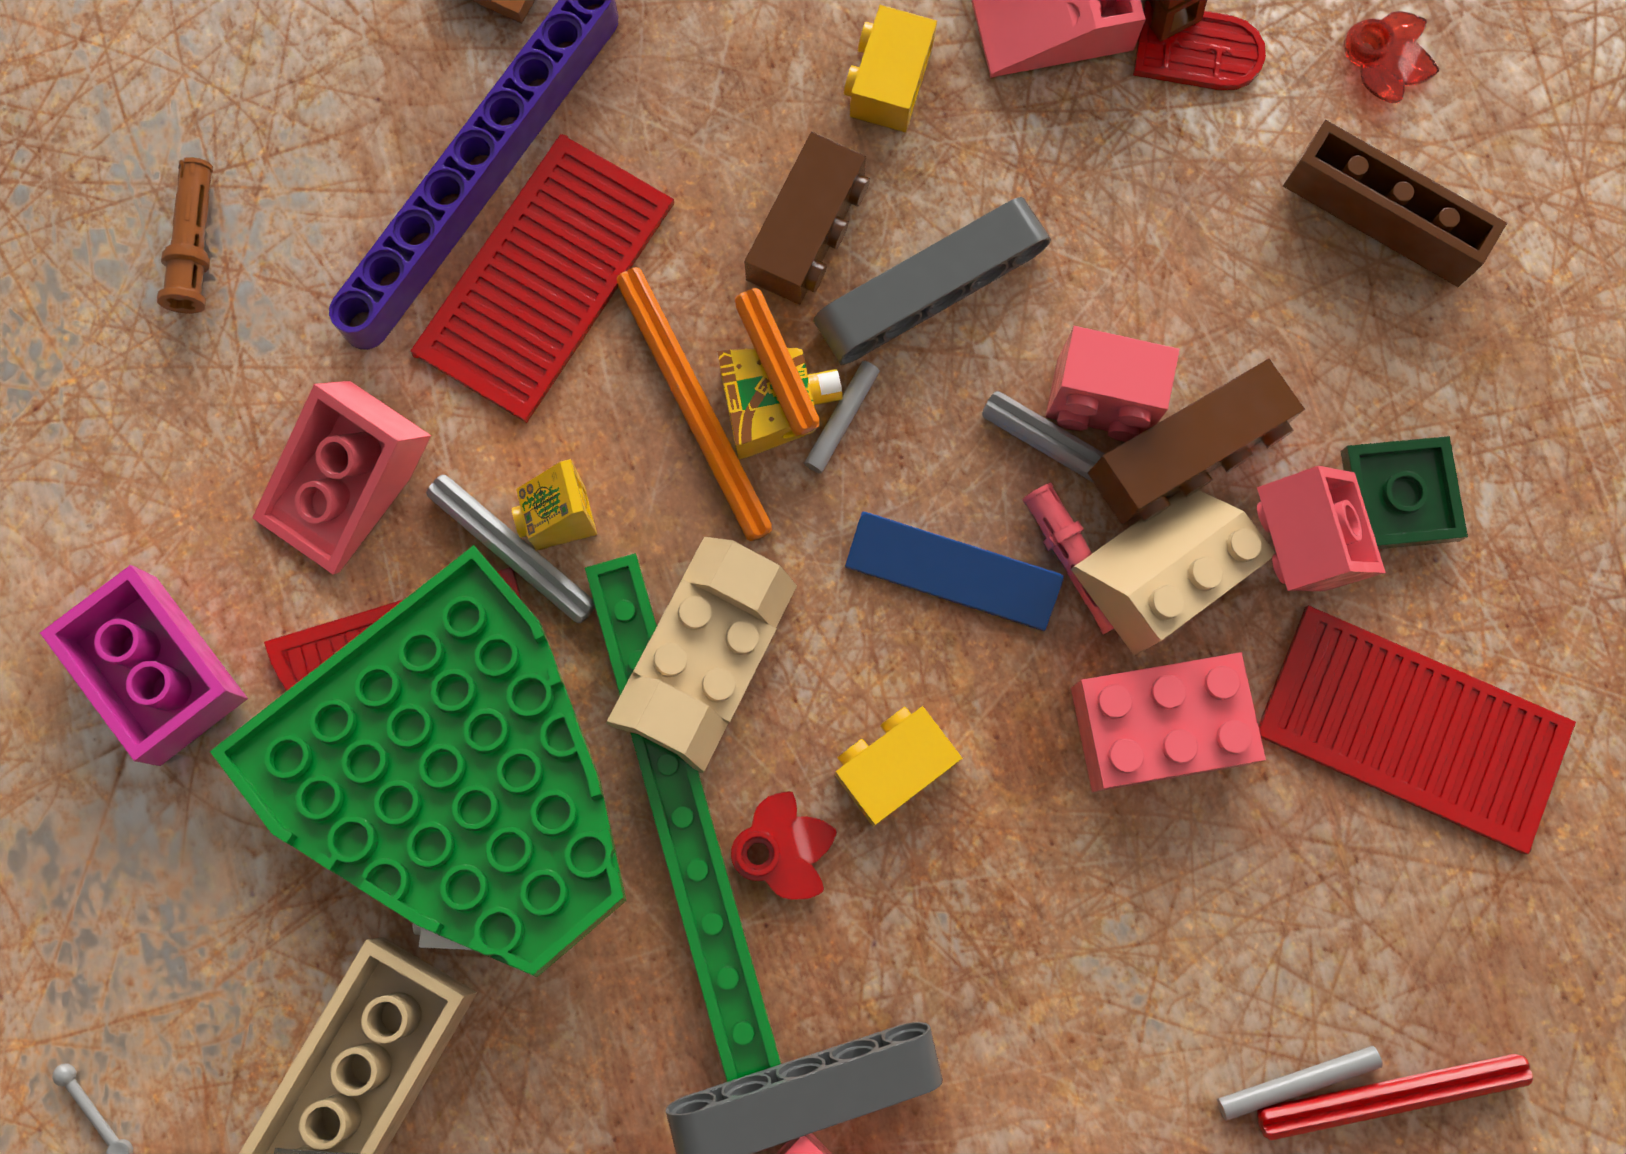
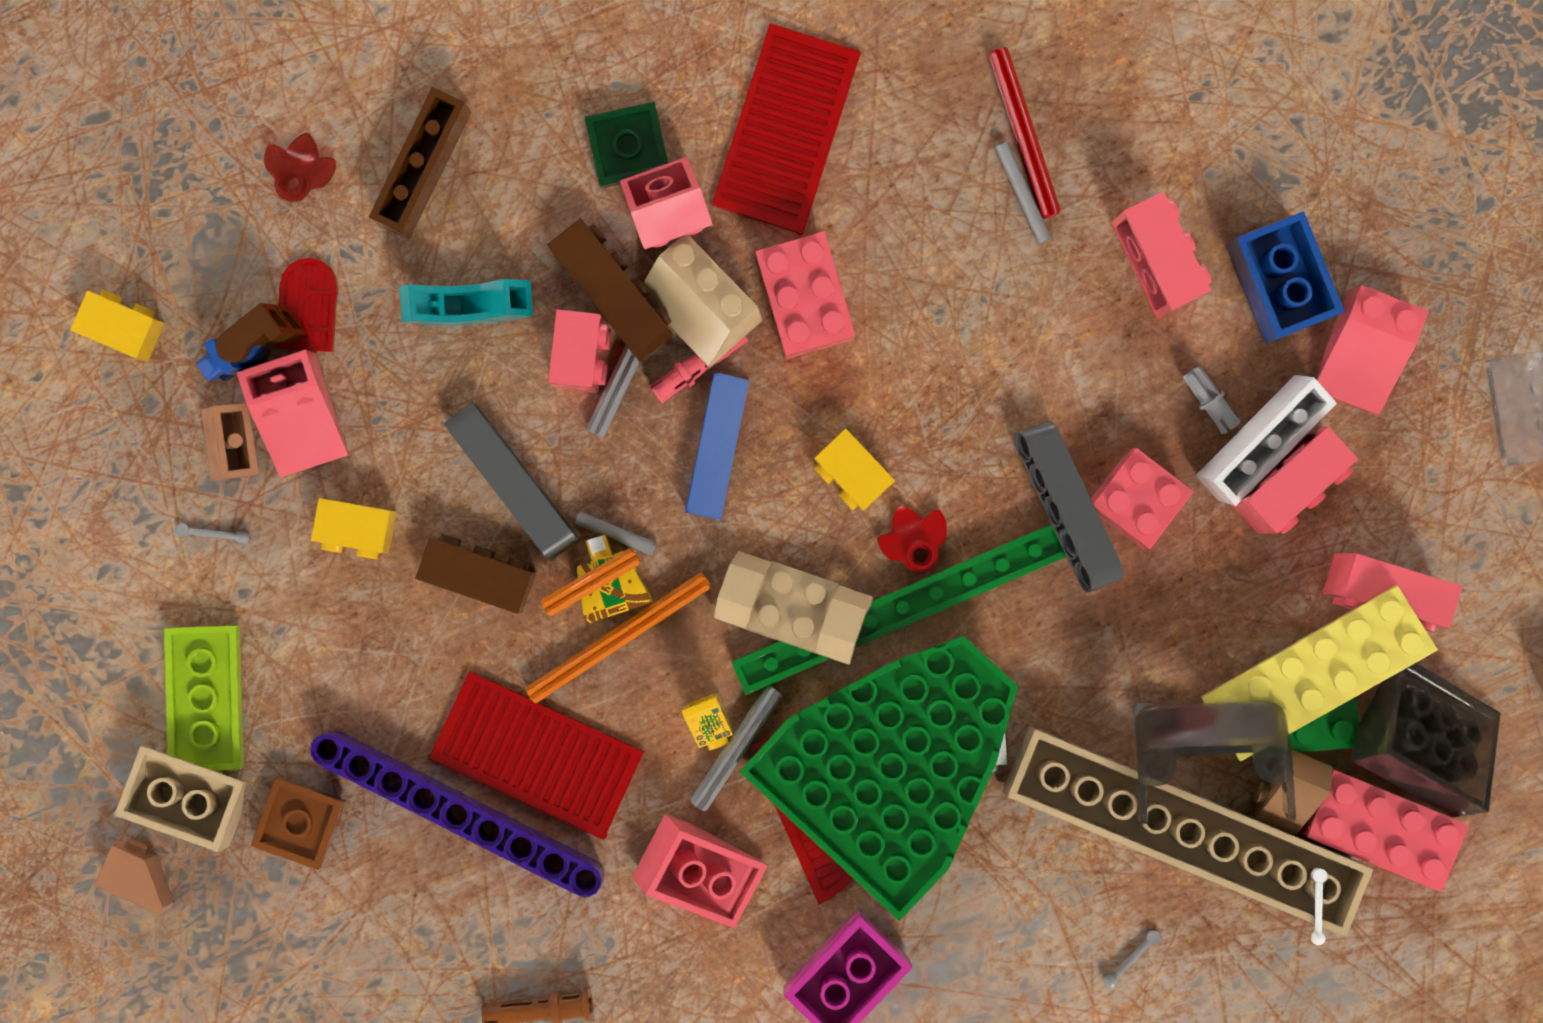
camera: 100 degrees left, 10 degrees up
(1186, 251) = (467, 304): none -> teal arch

